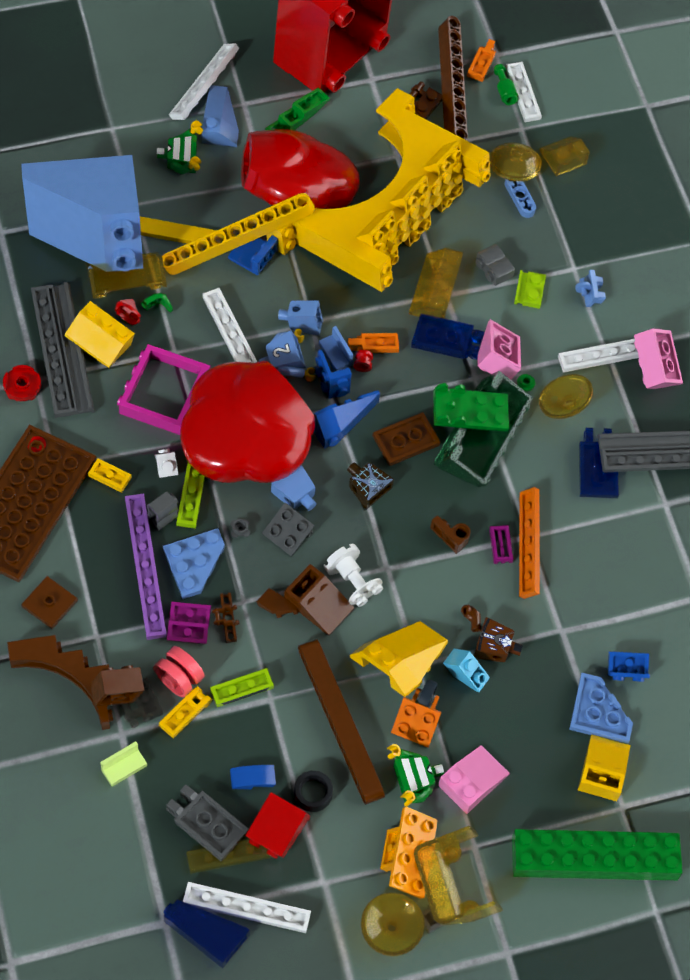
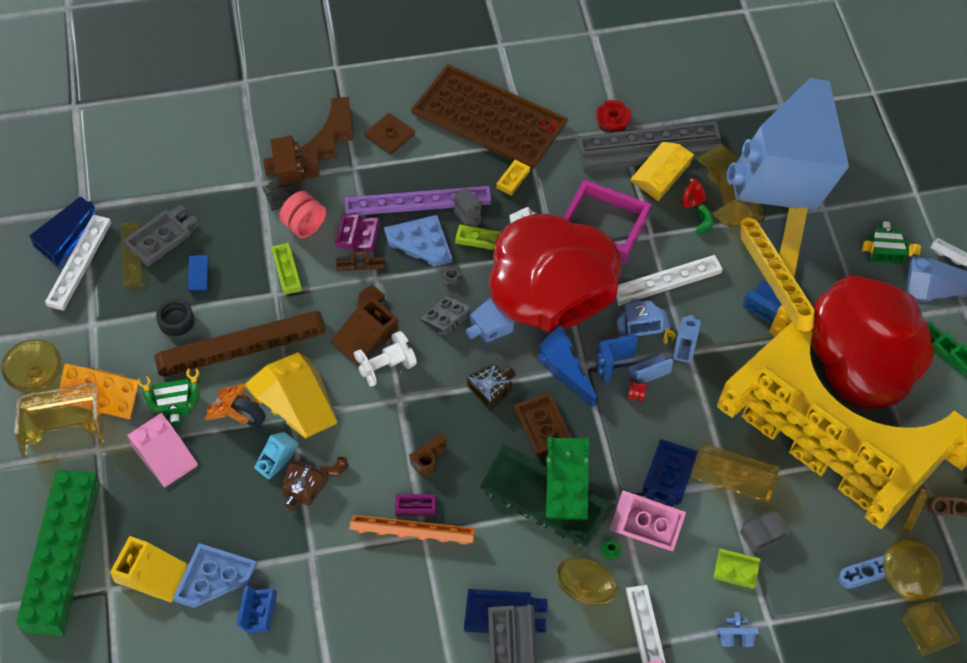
camera: 100 degrees right, 5 degrees down
(123, 764) = (227, 180): yellowish green panel -> none
(184, 712) = (269, 224): yellow plate -> none
(277, 826) = (145, 283): red slope -> none
(375, 342) = (660, 405): orange hinge -> none

